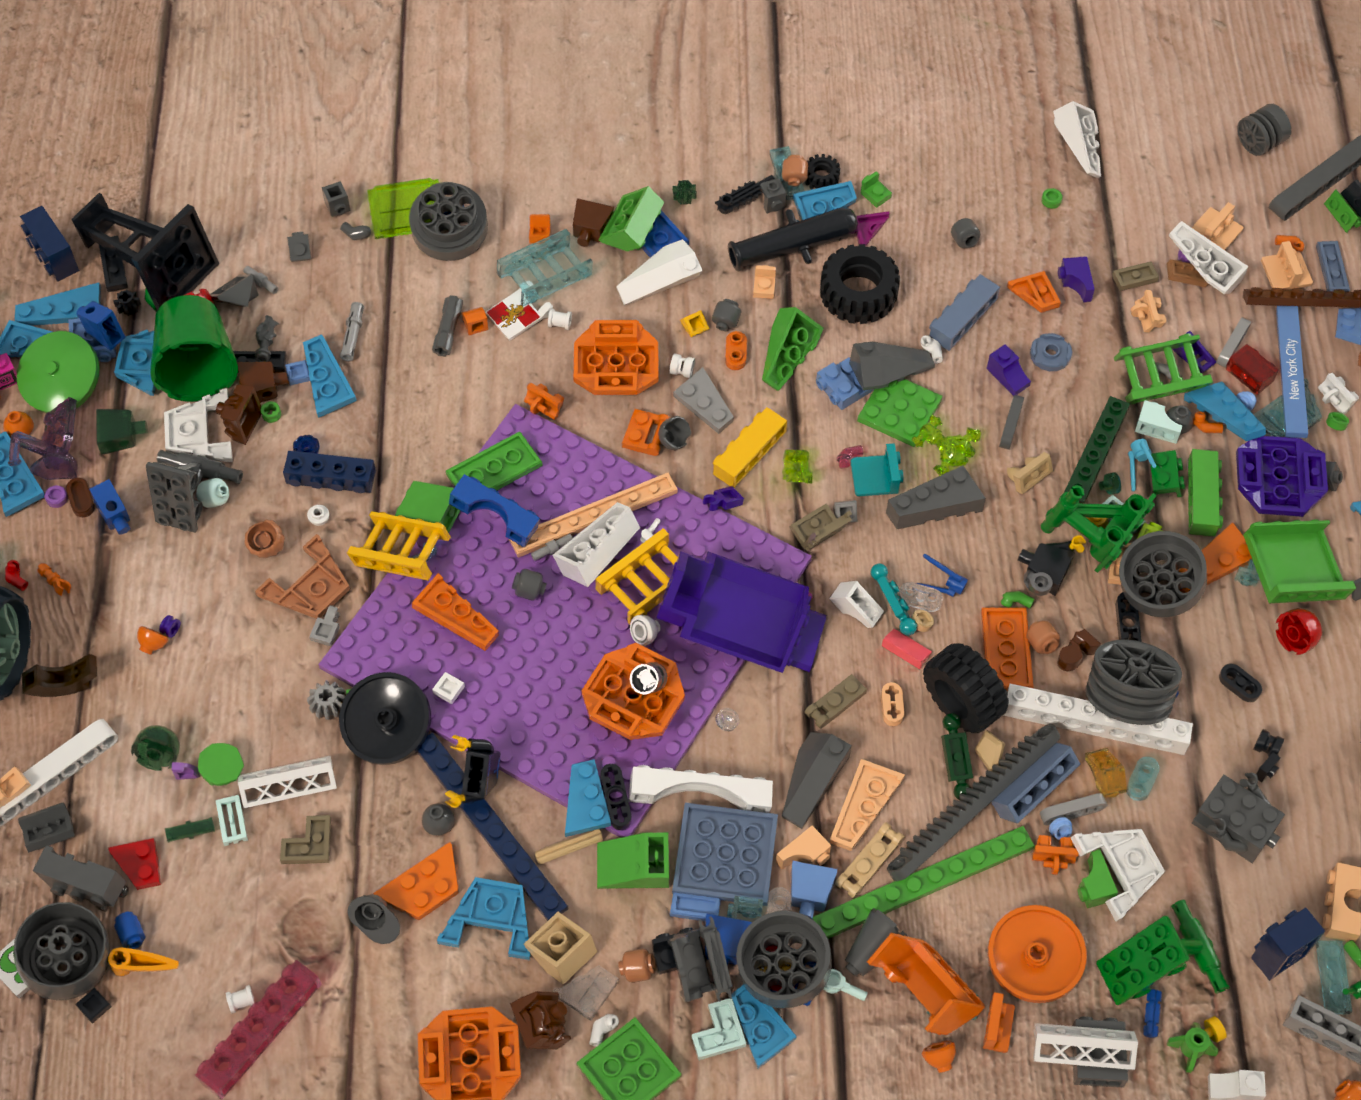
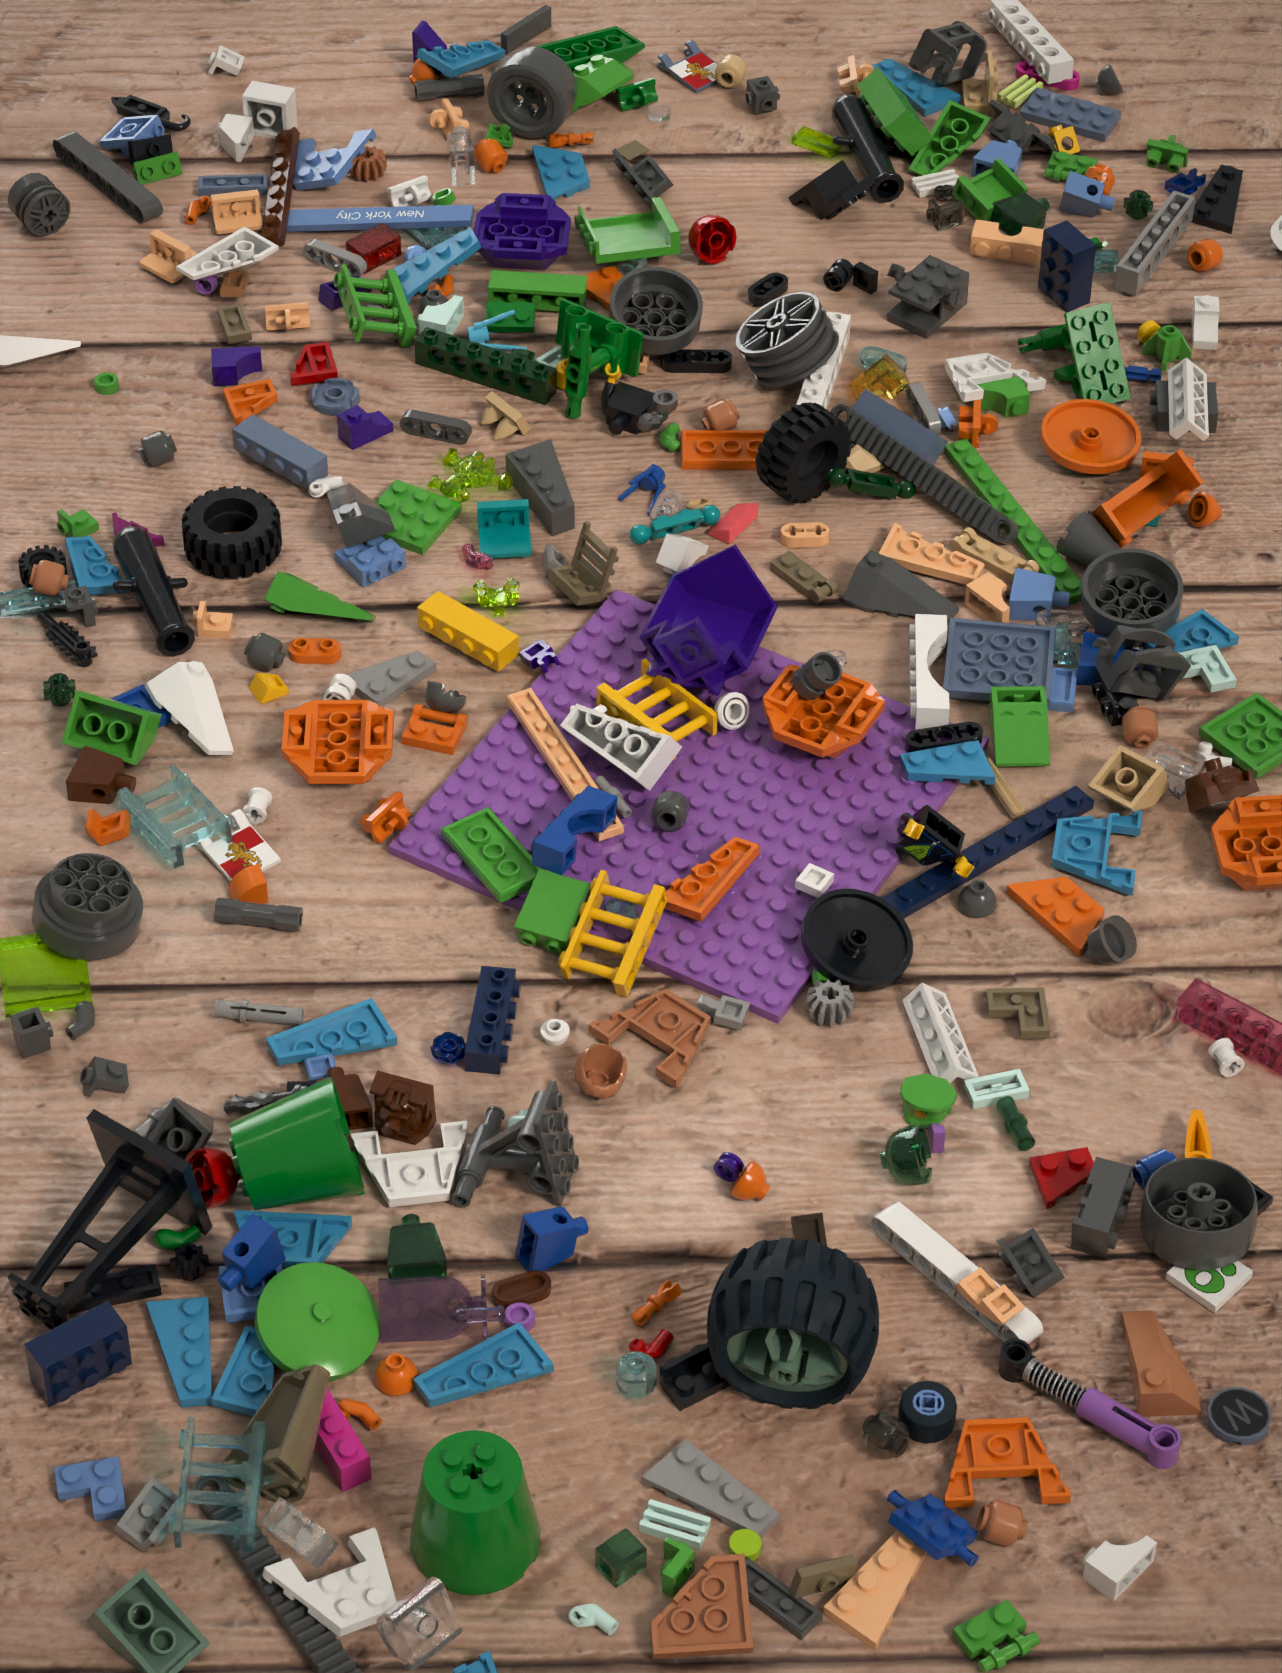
camera: 90 degrees left, 15 degrees down
(1071, 655) = (742, 396): reddish brown leg -> none
(1087, 334) = (314, 365): none -> red wing

